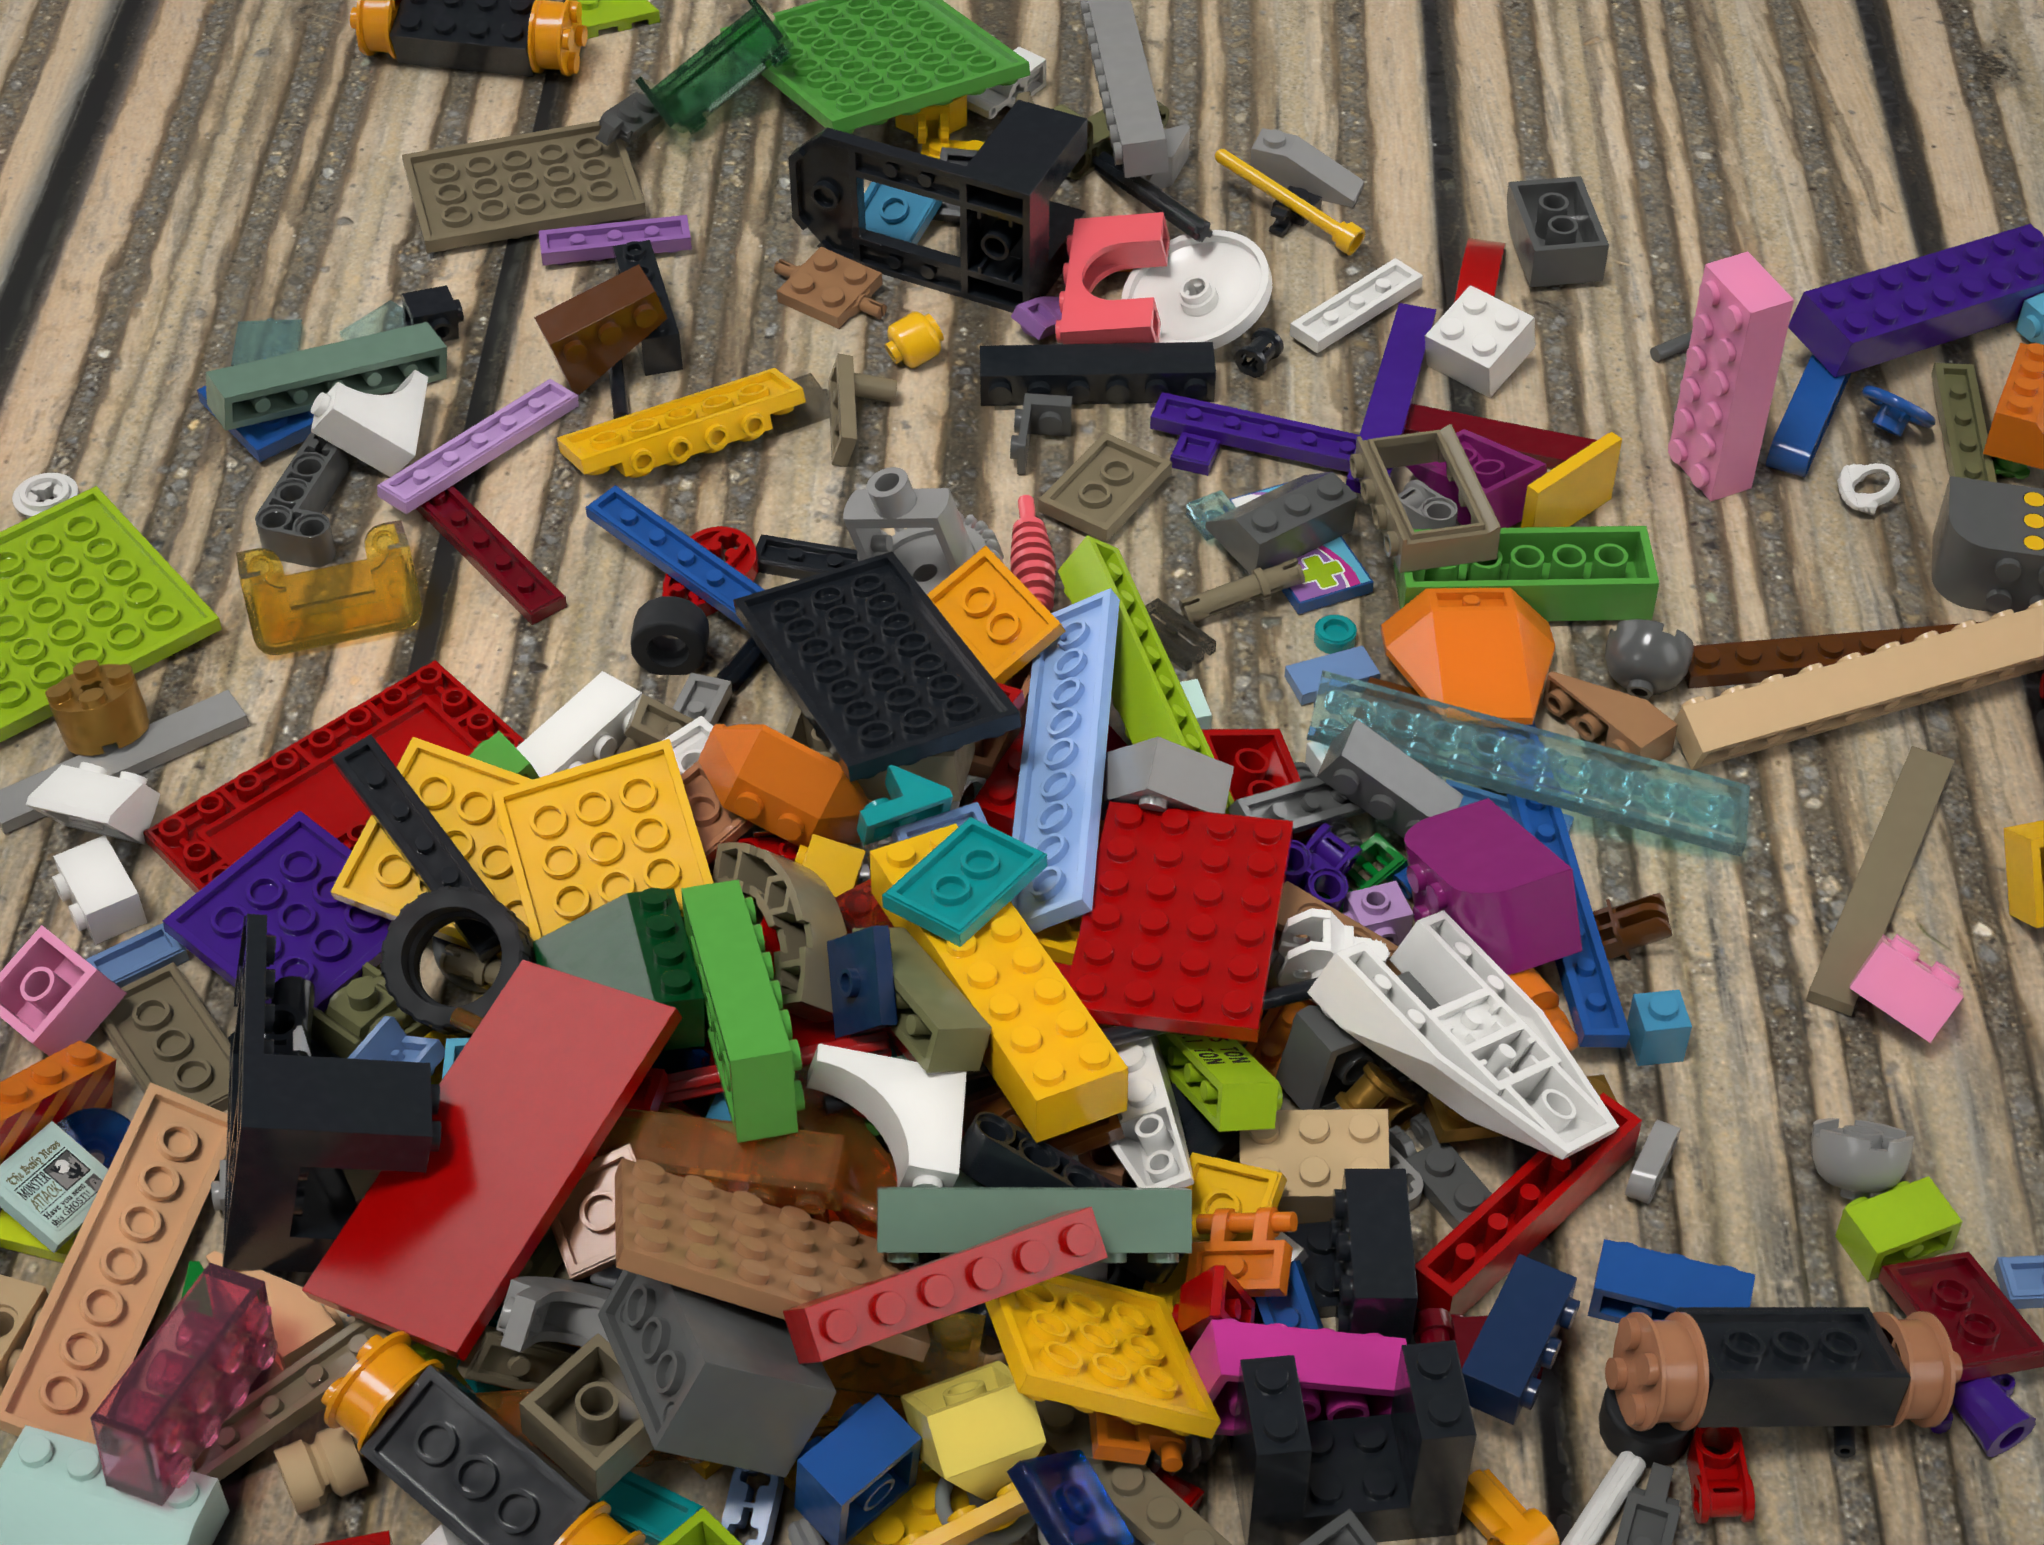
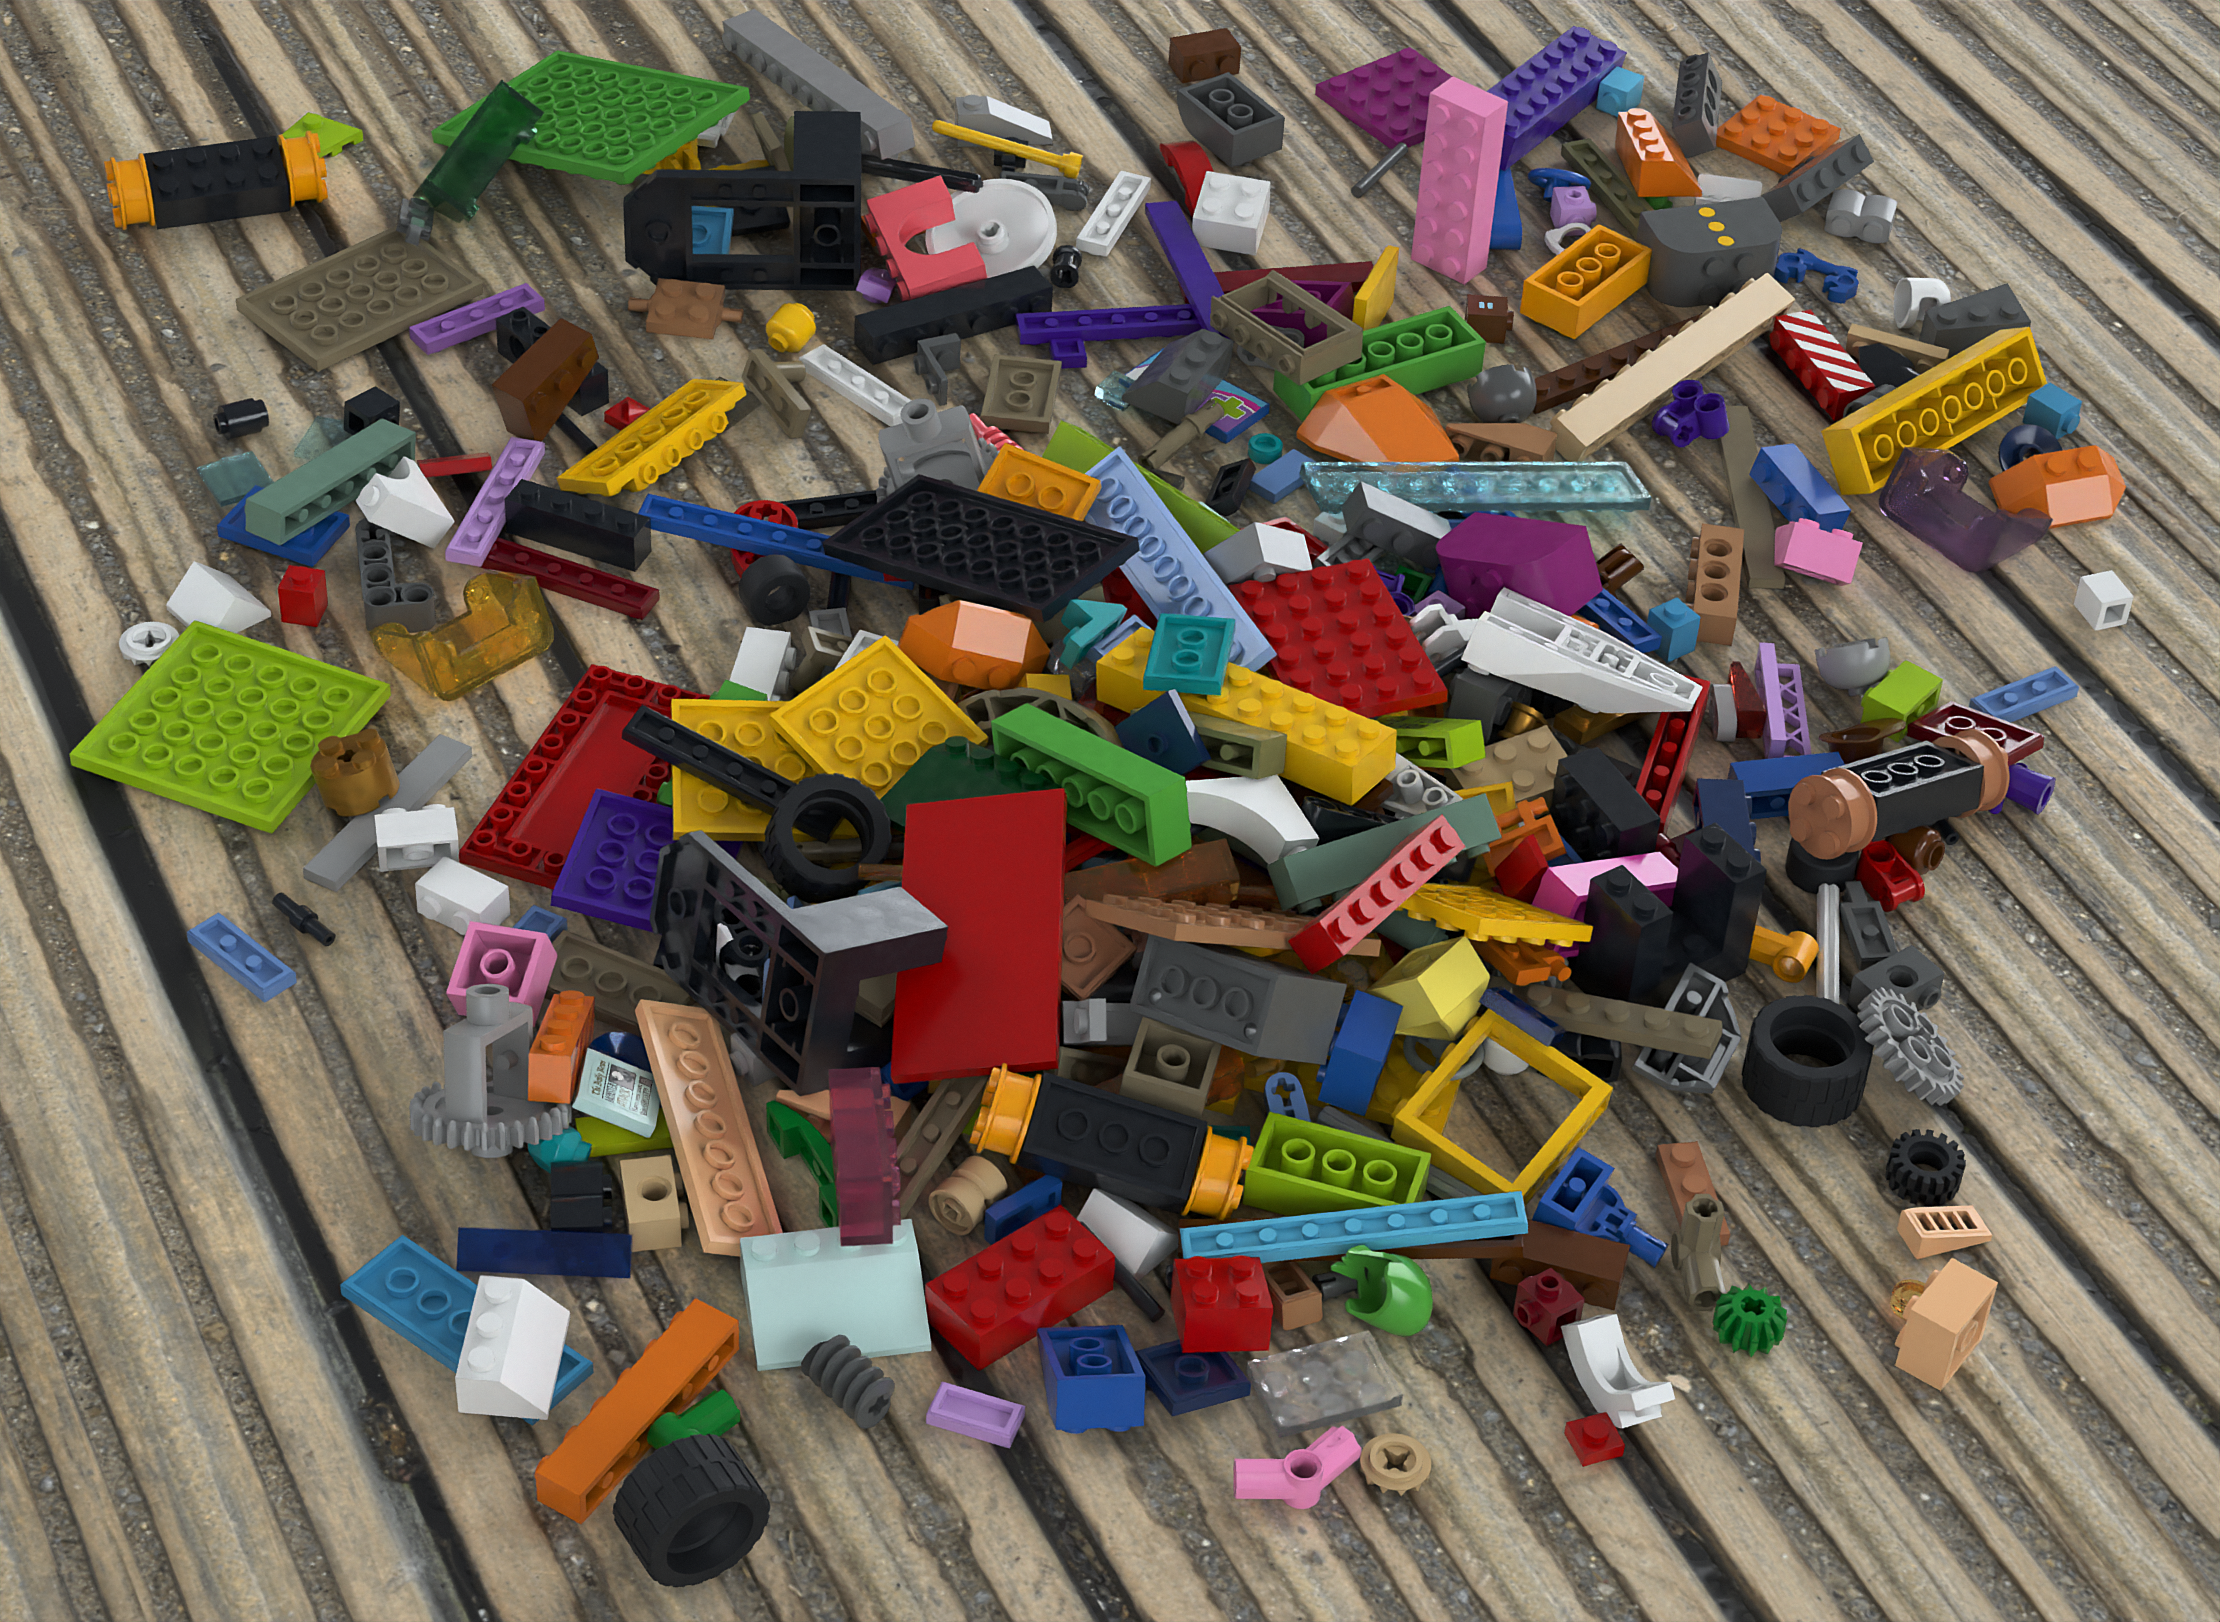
camera: 30 degrees left, 5 degrees down
(141, 472) = (215, 600): none -> white slope
(214, 492) = (303, 596): none -> red brick
(311, 282) = (241, 418): none -> black brick
(366, 1512) = (1022, 1207): none -> blue plate
(471, 392) = (455, 464): none -> red tile
(535, 498) = (578, 525): none -> black brick
(682, 384) = (624, 413): none -> red tile
(944, 426) = (855, 384): none -> white tile
(1253, 671) = (1230, 487): none -> black plate
(1302, 257) = (1057, 189): none -> dark grey hinge
(1584, 150) = (1204, 55): none -> reddish brown brick
(1683, 1167) = (1748, 704): none -> clear red slope
(1699, 553) = (1489, 317): none -> reddish brown brick
(1722, 1172) = (1771, 691): none -> lavender fence
(1756, 984) = (1715, 582): none -> medium nougat brick
(1782, 1453) = (1919, 848): none -> reddish brown head
(1795, 243) = (1387, 96): none -> magenta plate
(1801, 1270) = (1862, 739): none -> reddish brown piece
(1846, 541) = (1585, 281): none -> light orange brick
(1868, 751) = (1691, 415): none -> dark purple piece
(1895, 445) = (1572, 206): none -> lavender brick
(1941, 896) = (1798, 487): none -> blue brick

